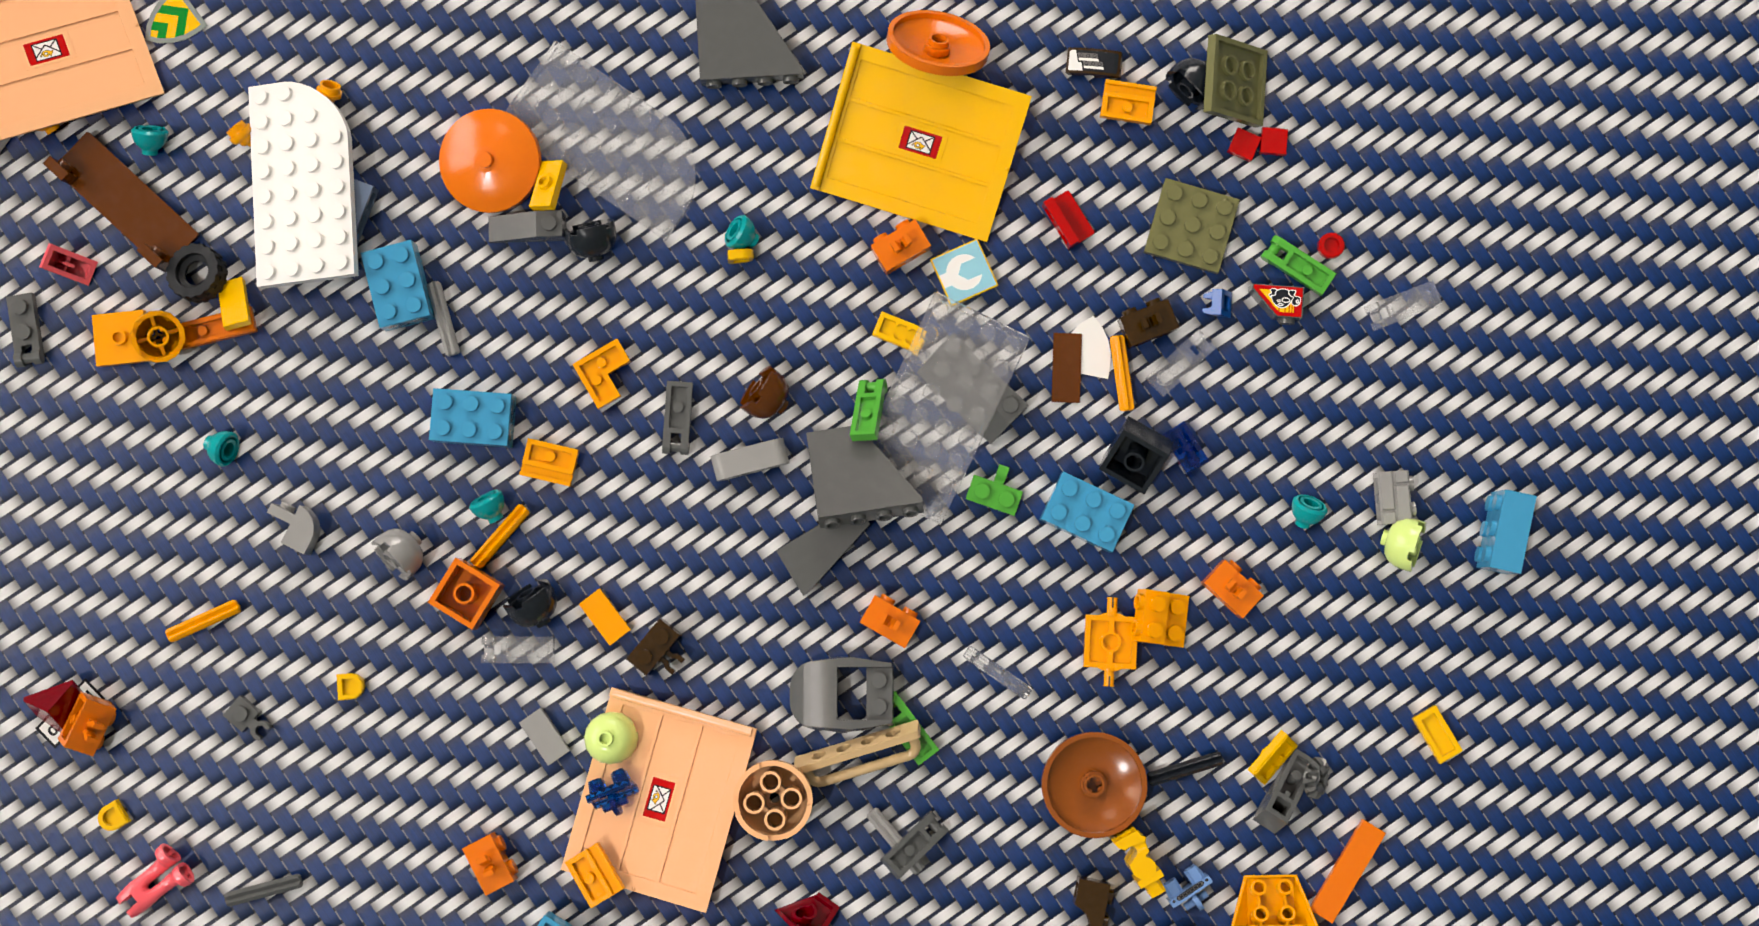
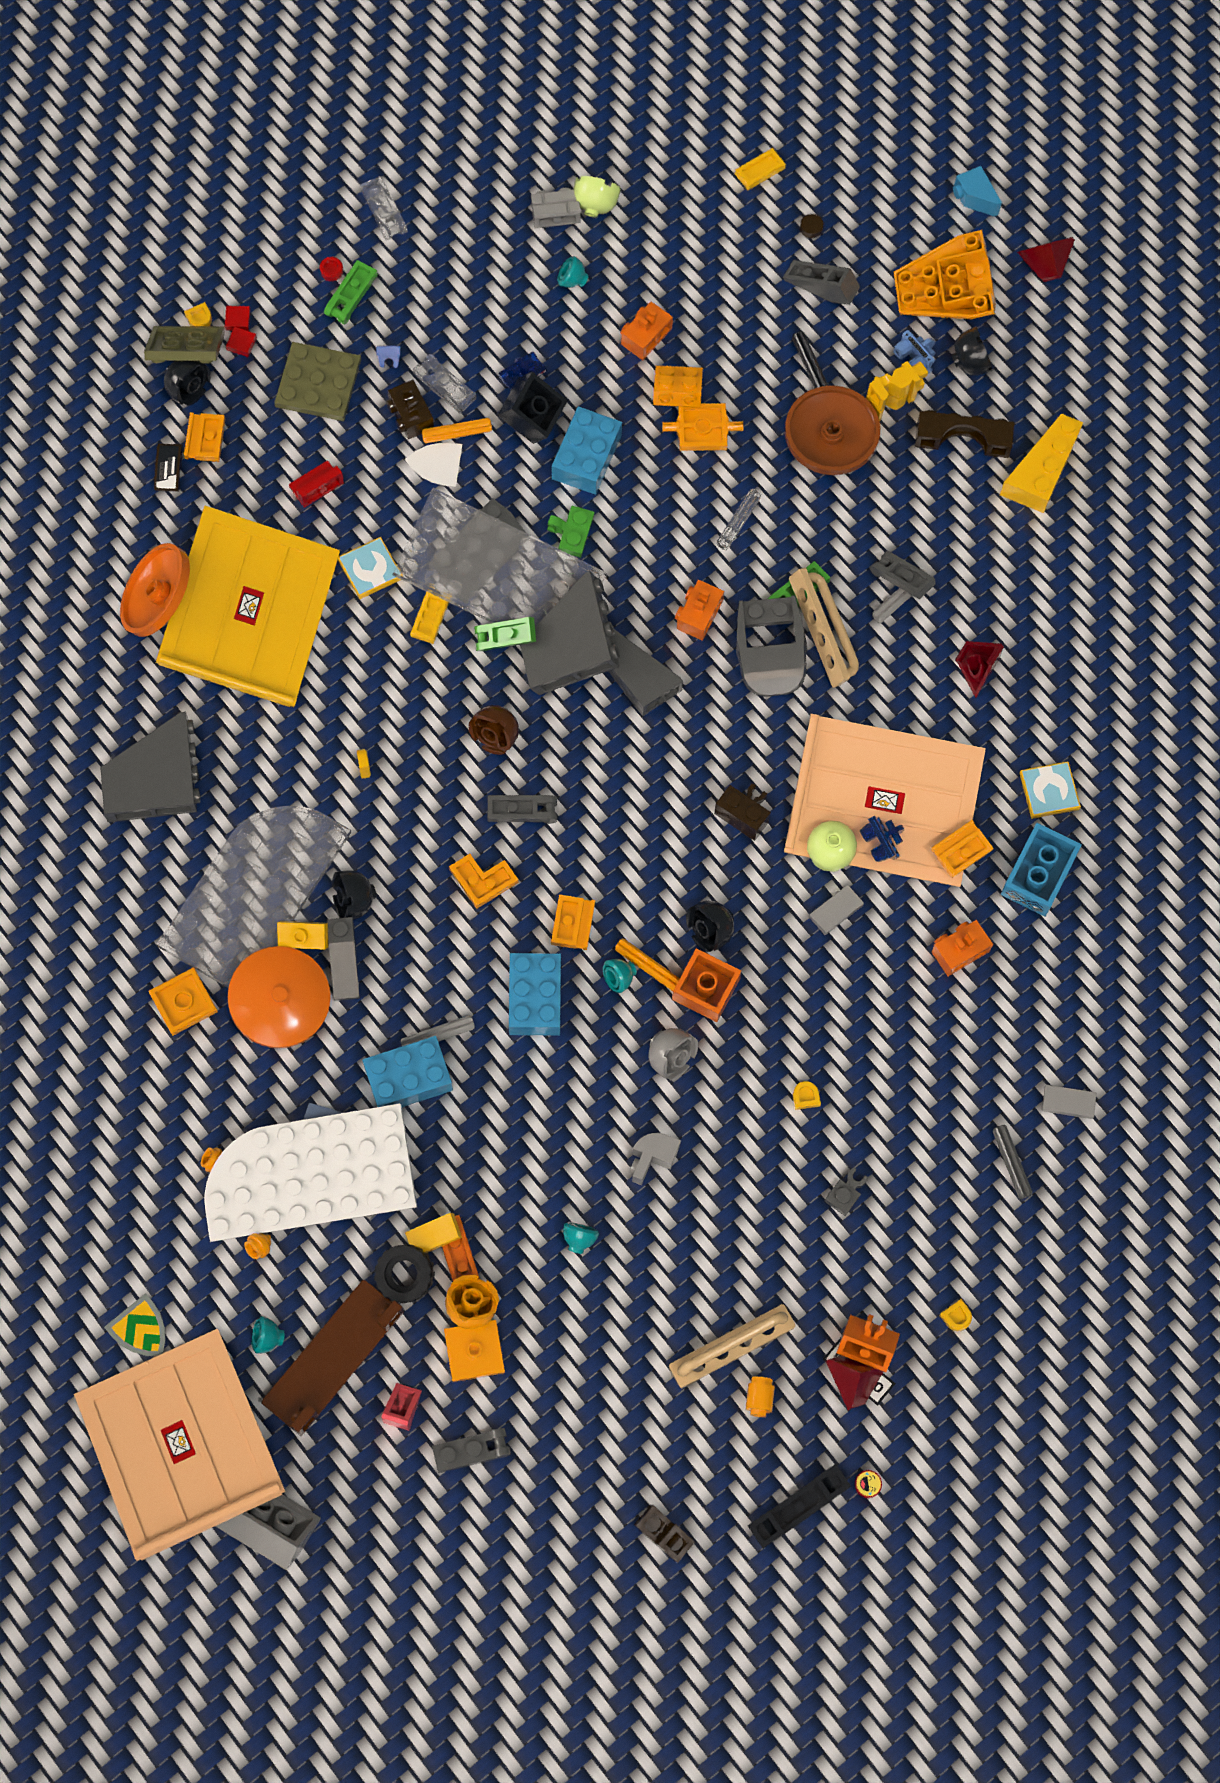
camera: 100 degrees left, 15 degrees down
(48, 612) = (760, 1396): none -> light orange brick
(129, 637) = (683, 1368): none -> tan piece
(139, 887) = (1032, 1270): coral piece -> none
(203, 620) = (754, 1242): light orange axle -> none
(495, 66) = (183, 1001): none -> light orange plate
(519, 649) = (756, 938): clear plate -> none
(605, 616) = (717, 863): light orange tile -> none
(741, 233) = (341, 762): teal brick -> none
(749, 459) = (558, 741): light grey beam -> none
(767, 818) = (879, 680): light nougat cylinder -> none
(900, 246) = (348, 621): orange brick -> none
(1066, 367) = (454, 478): reddish brown sticker -> none
(1272, 757) = (793, 292): yellow plate -> none
(1278, 100) = (199, 315): none -> yellow tile
(1279, 302) = (385, 304): slope -> none
(1316, 777) = (807, 255): dark grey gear -> none
(1347, 870) = (885, 232): orange tile -> none
(1359, 786) = (811, 226): none -> dark brown tile
(1505, 531) = (580, 117): dark azure brick -> none

